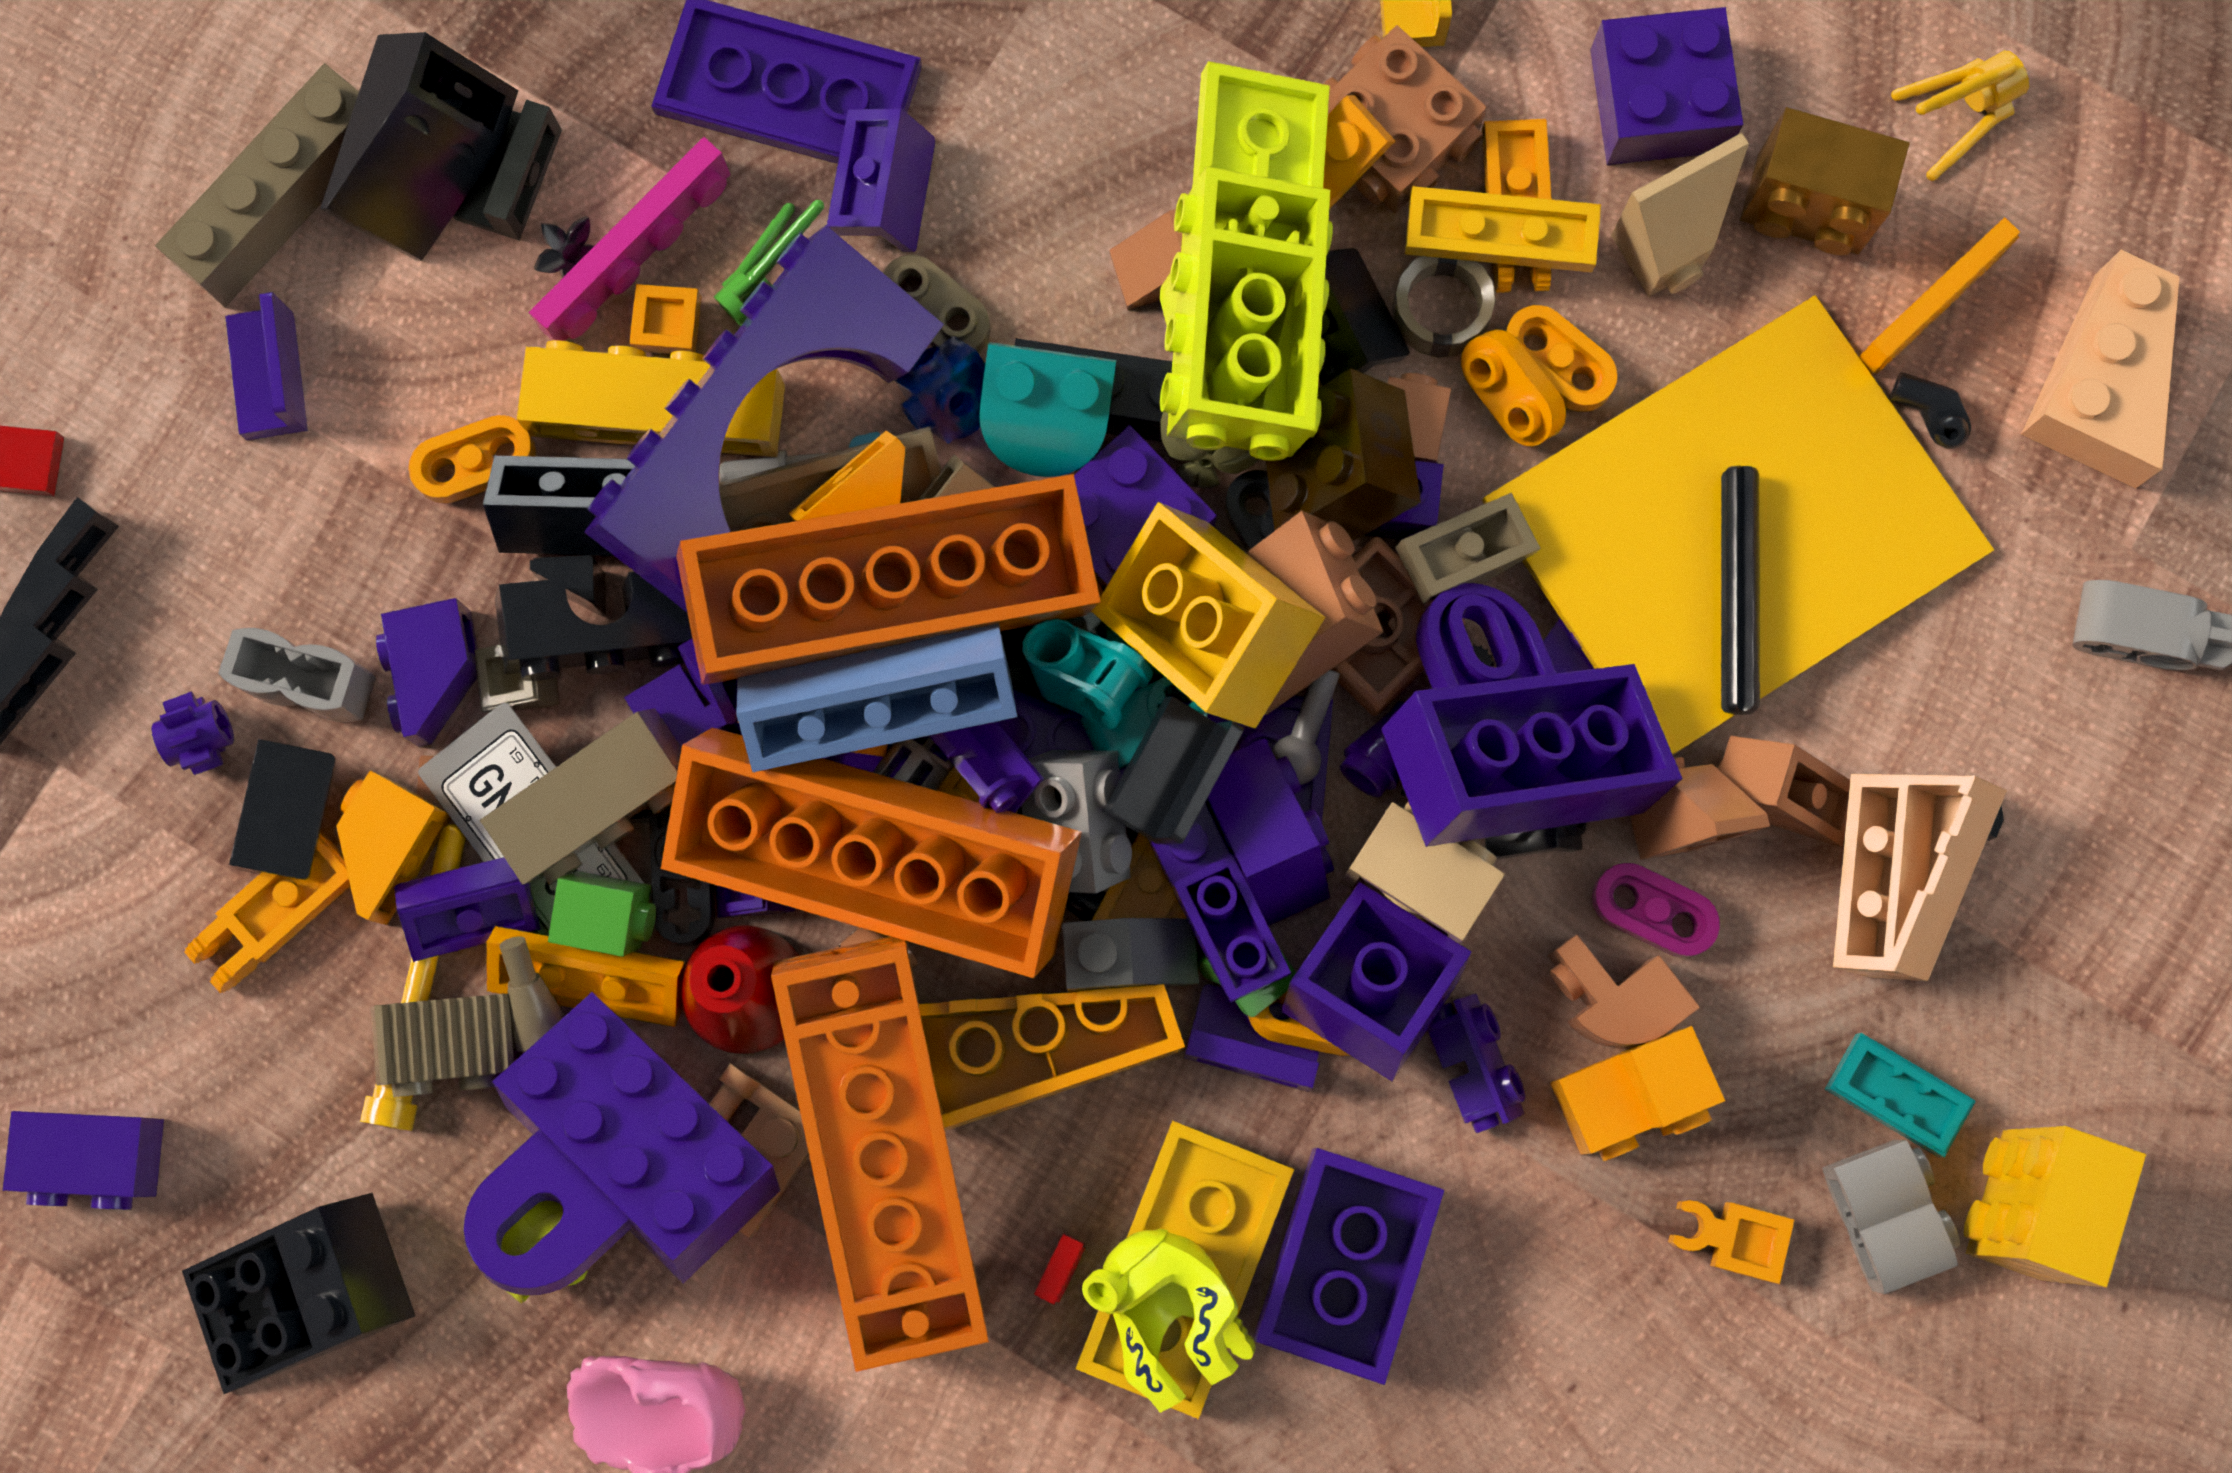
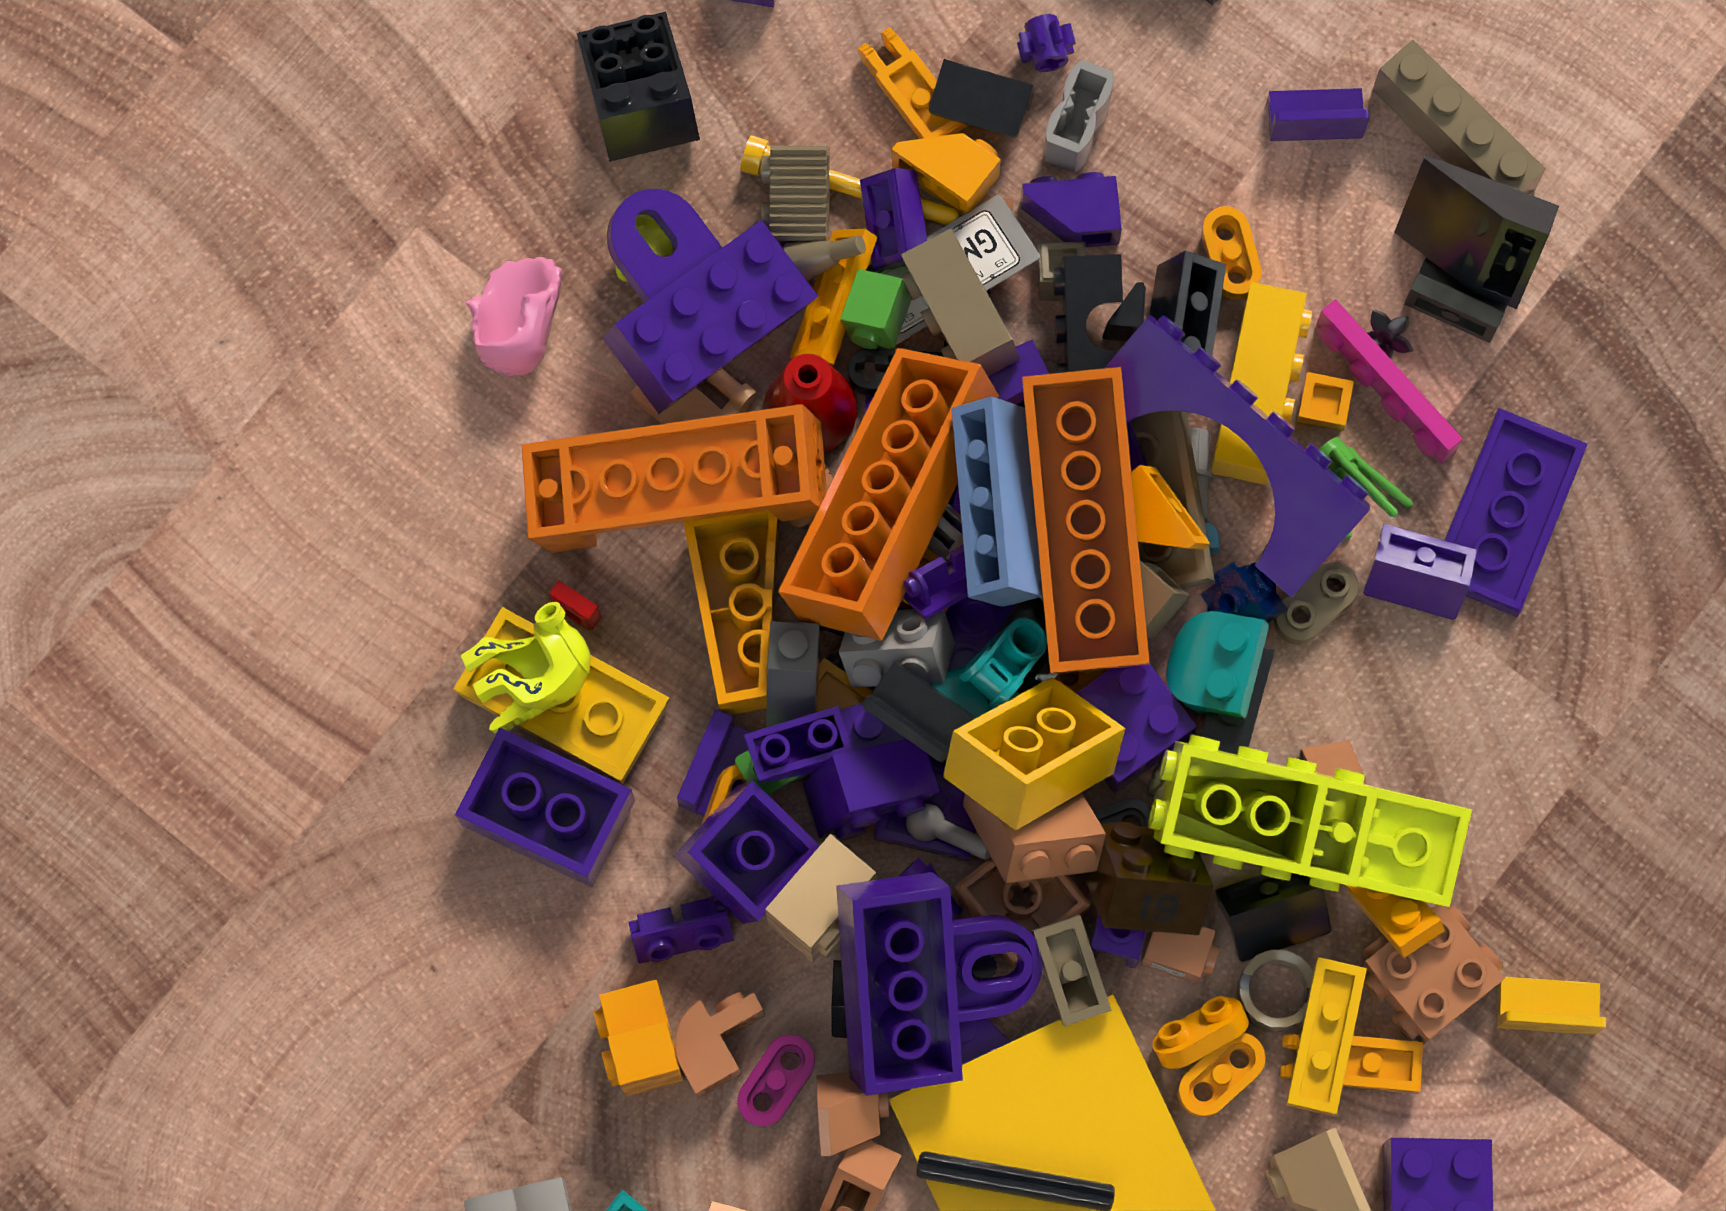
camera: 95 degrees right, 5 degrees down
(1743, 1239) = (518, 1107): light orange plate -> none

